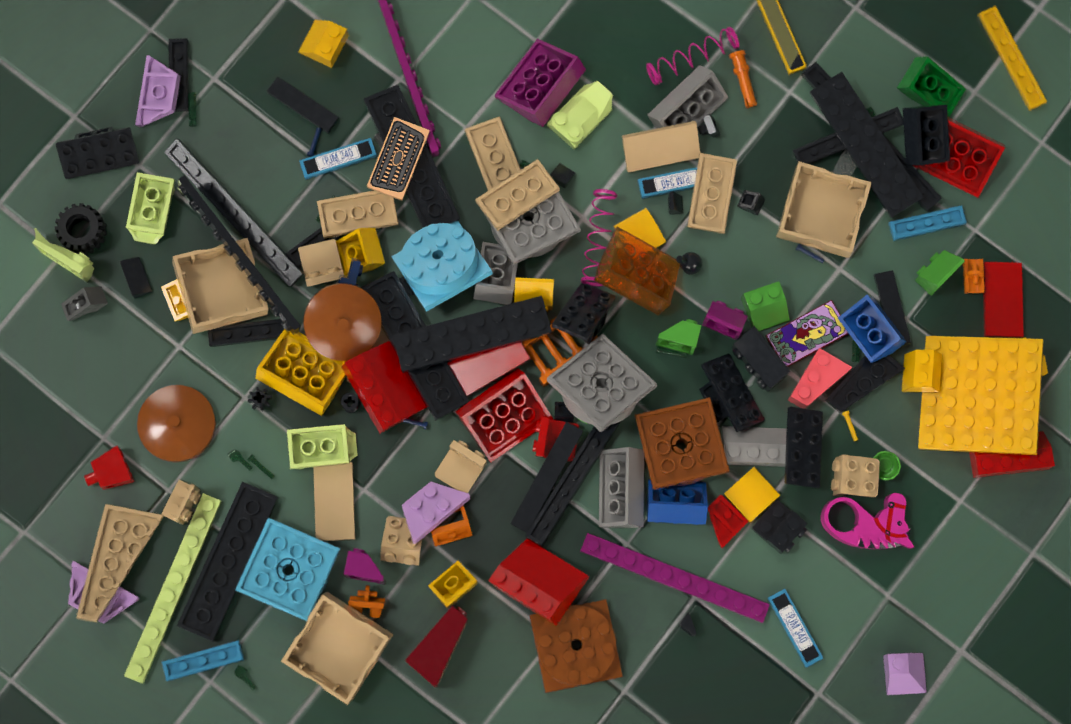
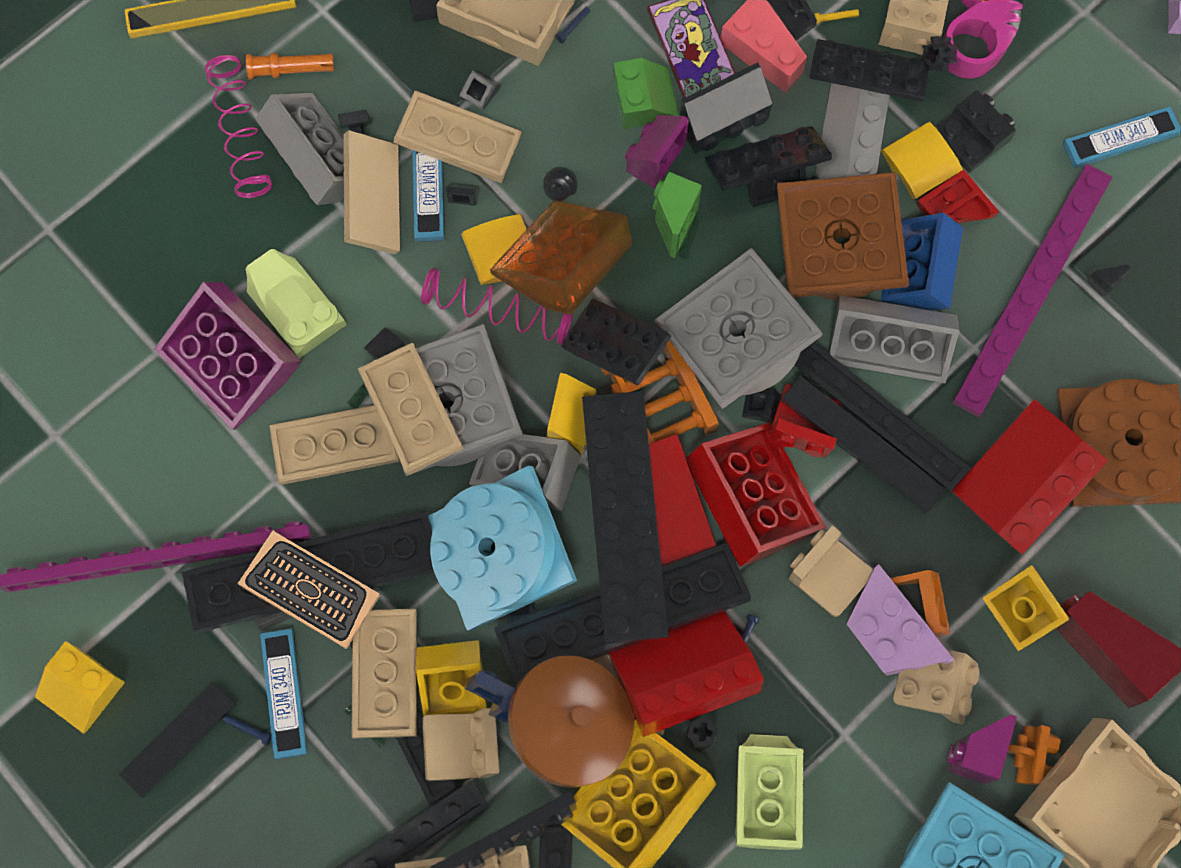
camera: 75 degrees left, 5 degrees down
(334, 502) = (863, 785): tan tile -> none
(825, 493) = (939, 53): none -> black gear

